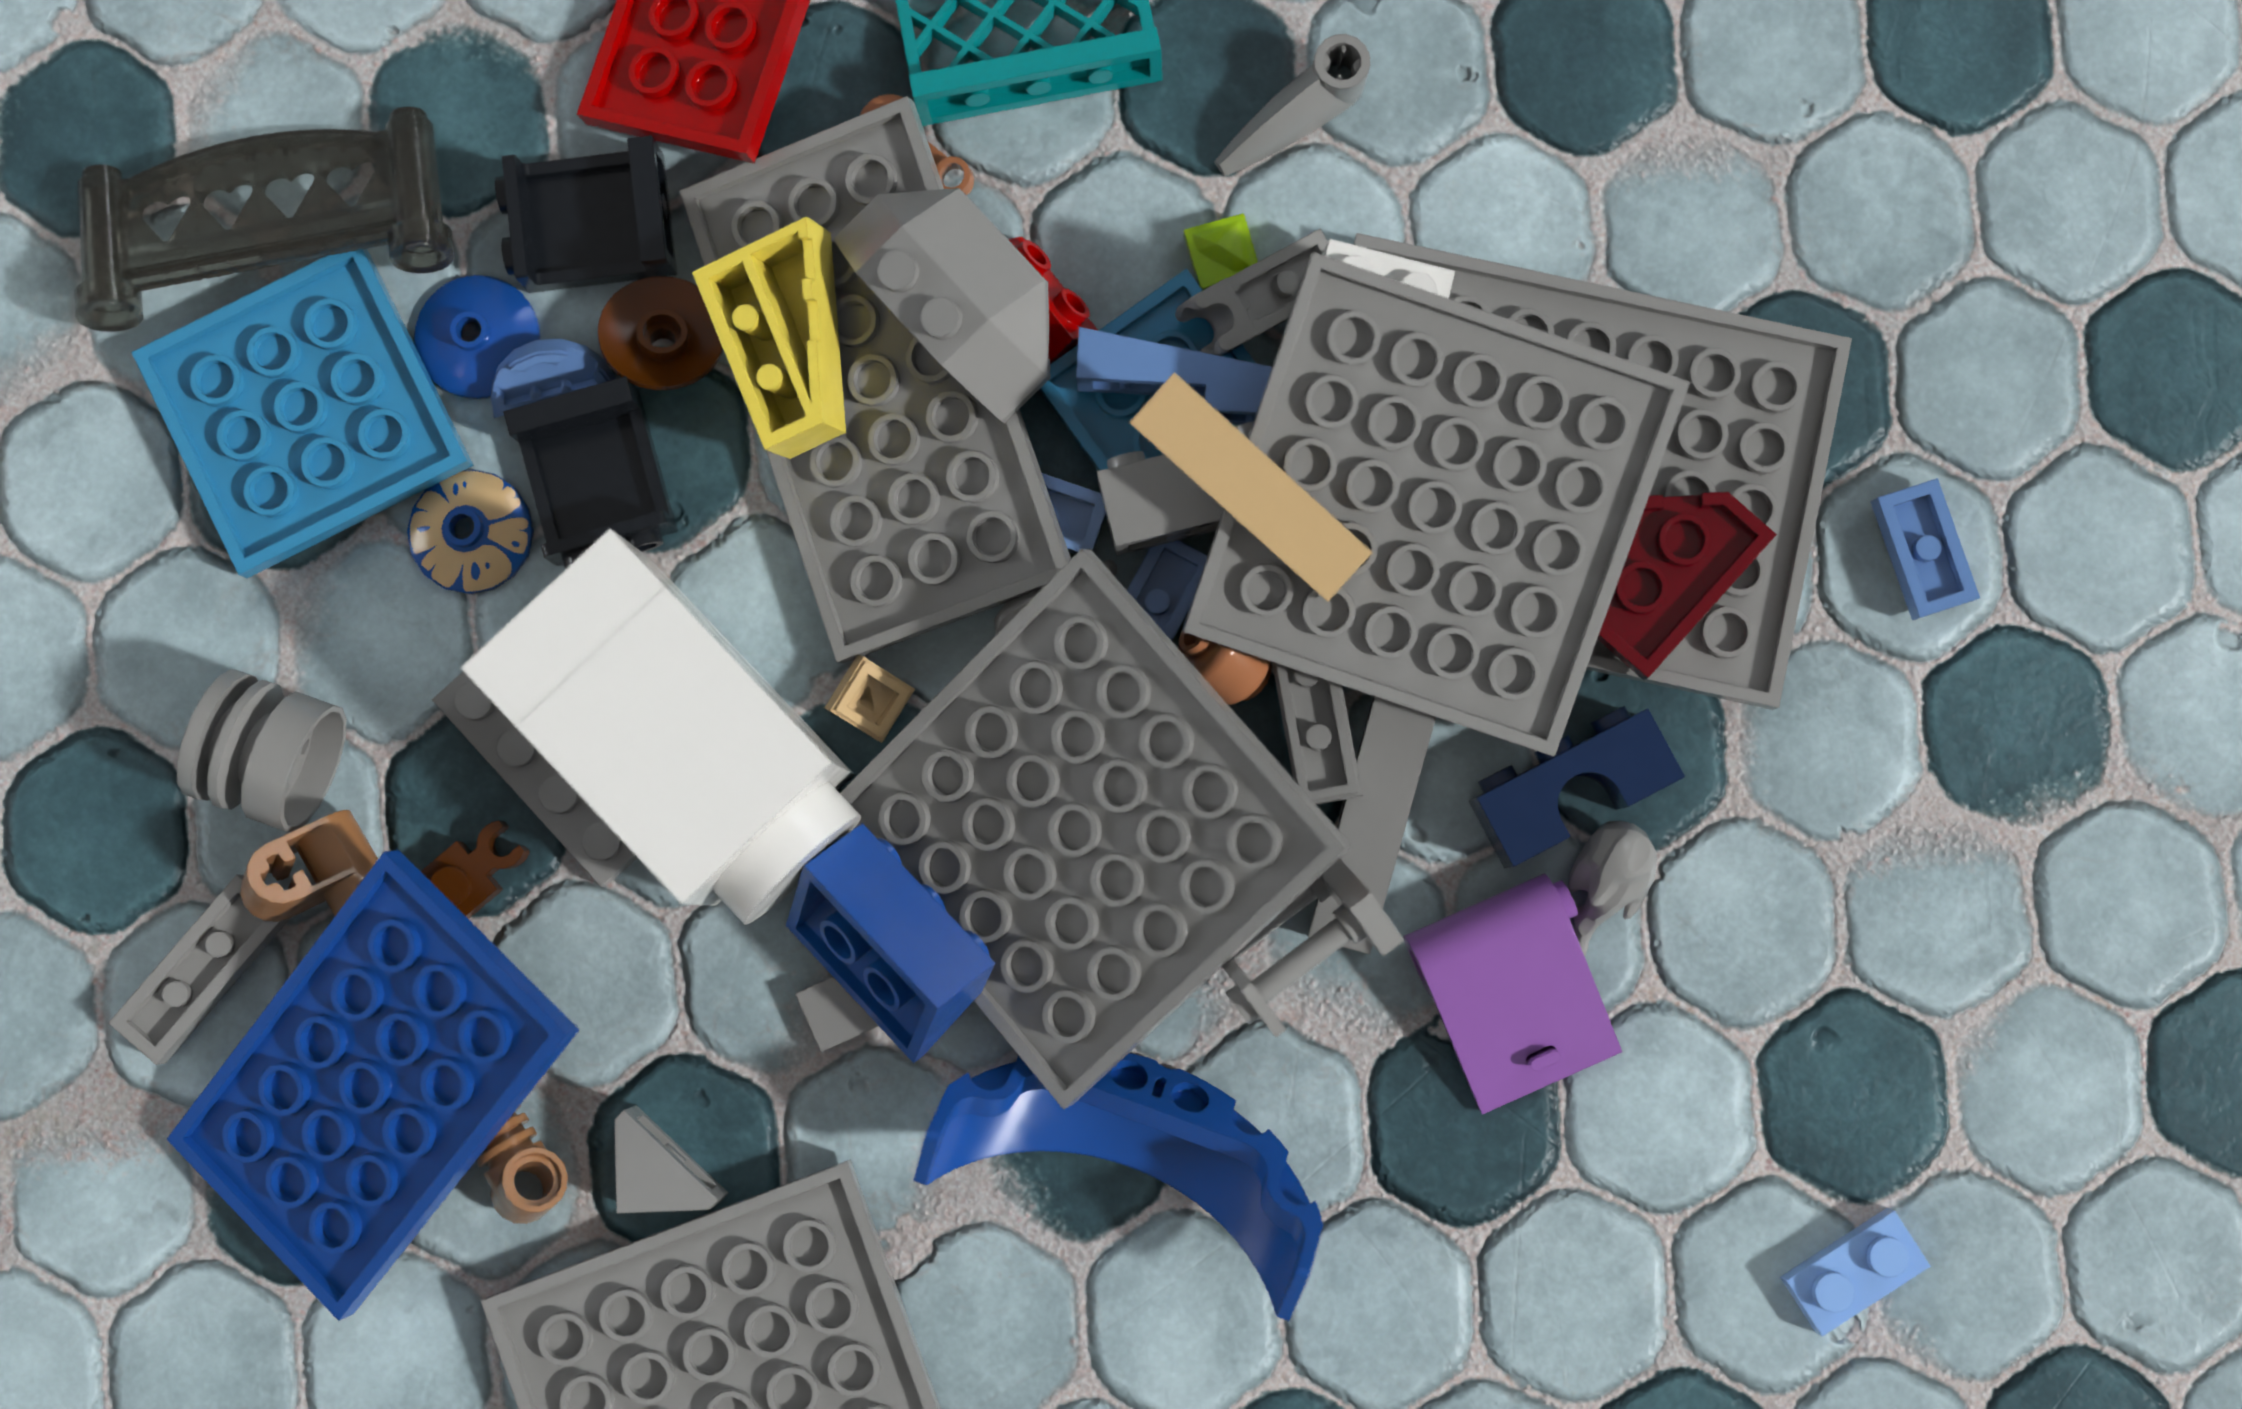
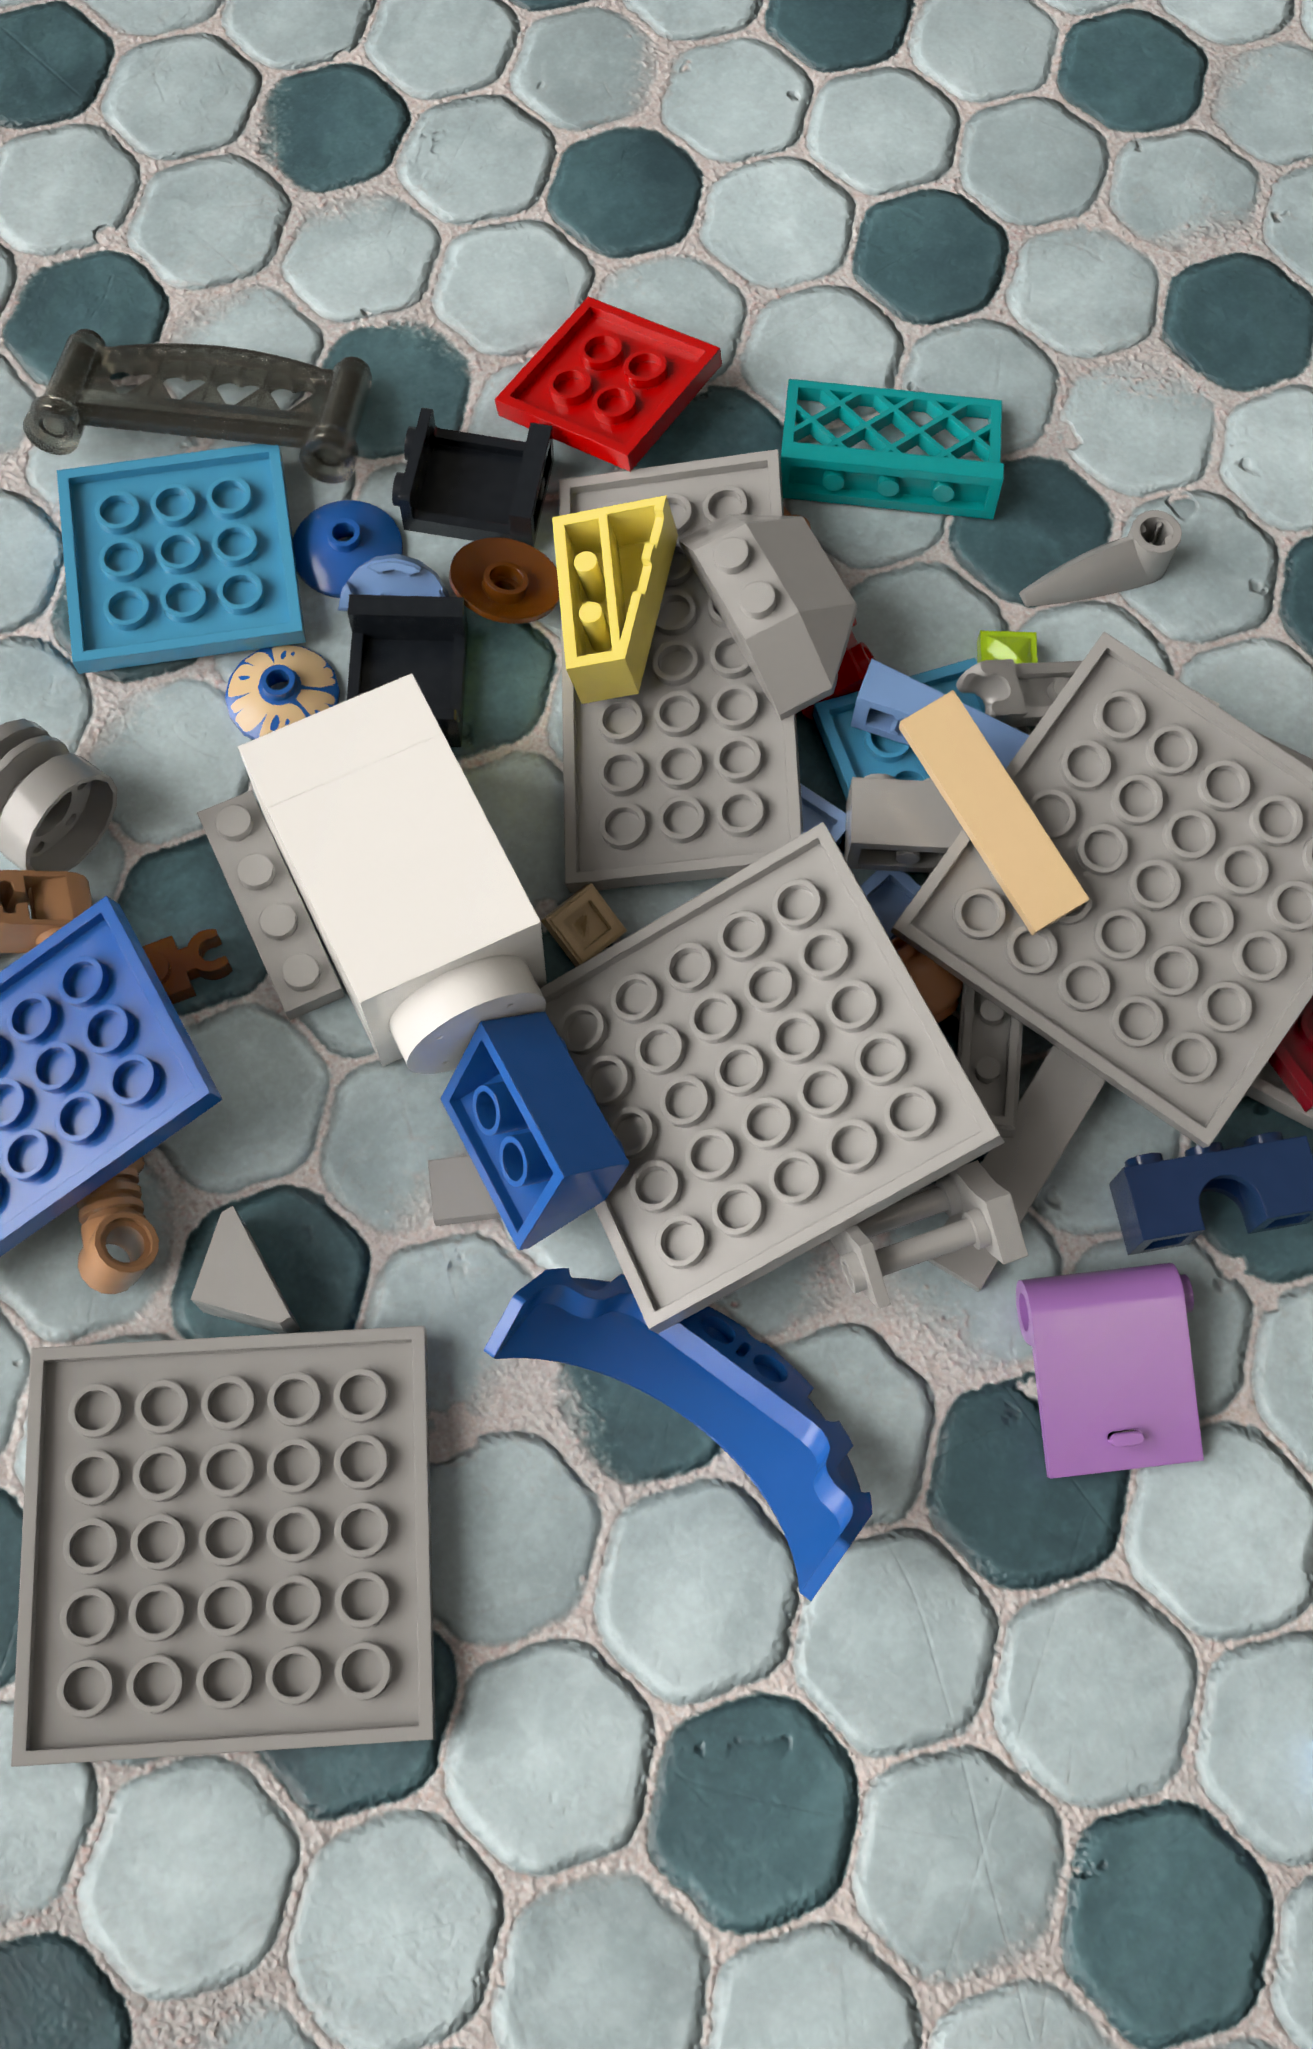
camera: 10 degrees right, 15 degrees down
(1616, 873) = (1238, 1281): light grey piece -> none

